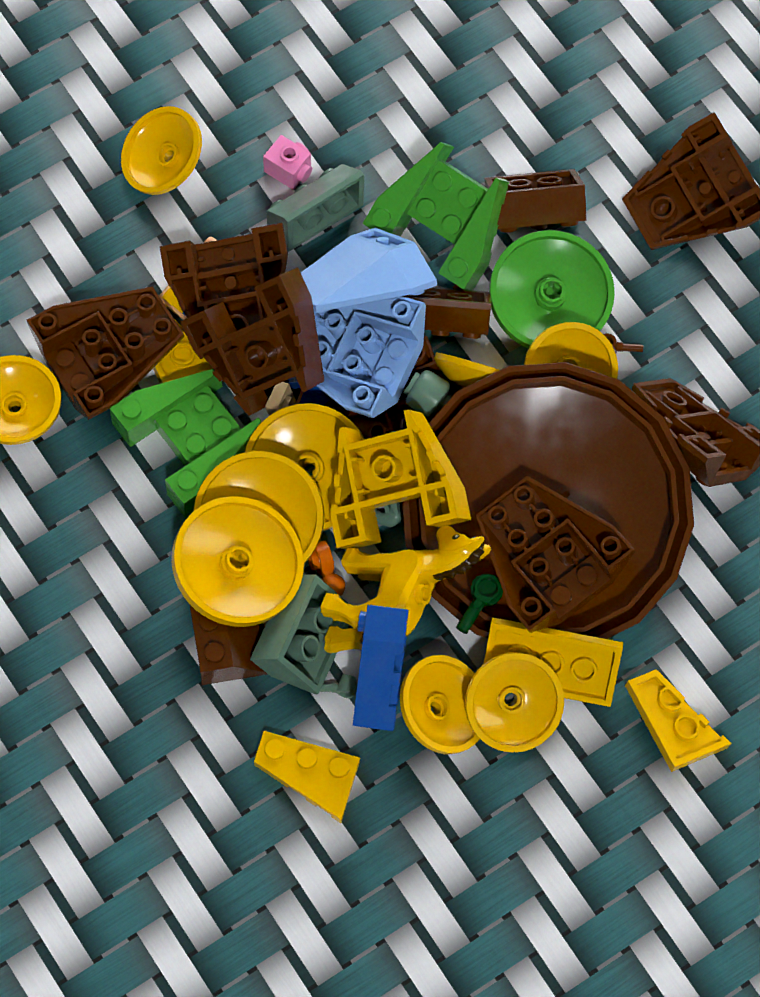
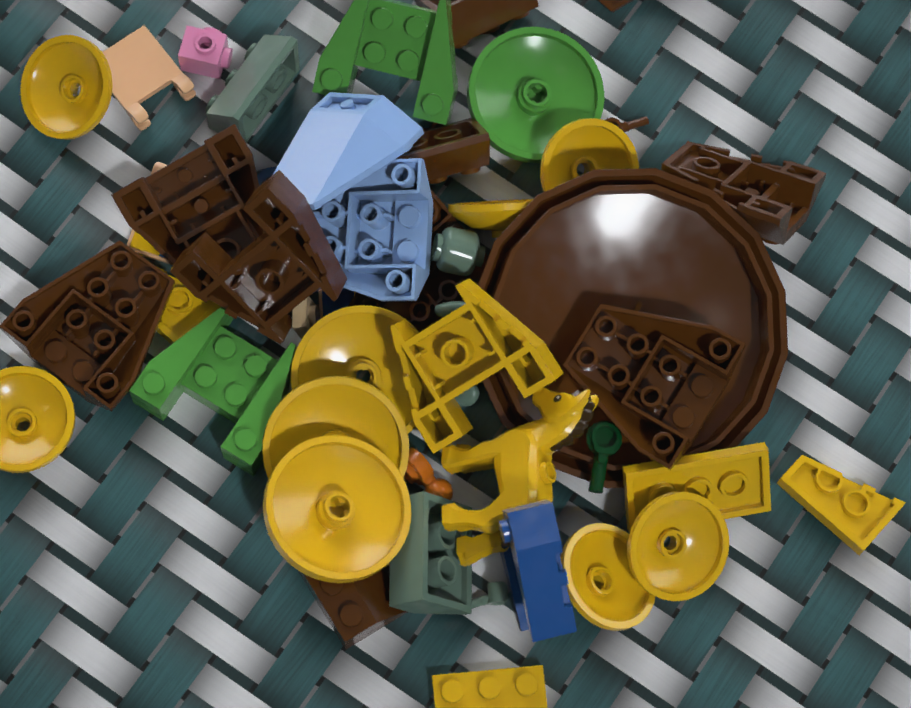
camera: 25 degrees left, 5 degrees up
(227, 159) = (141, 70): none -> light nougat flag

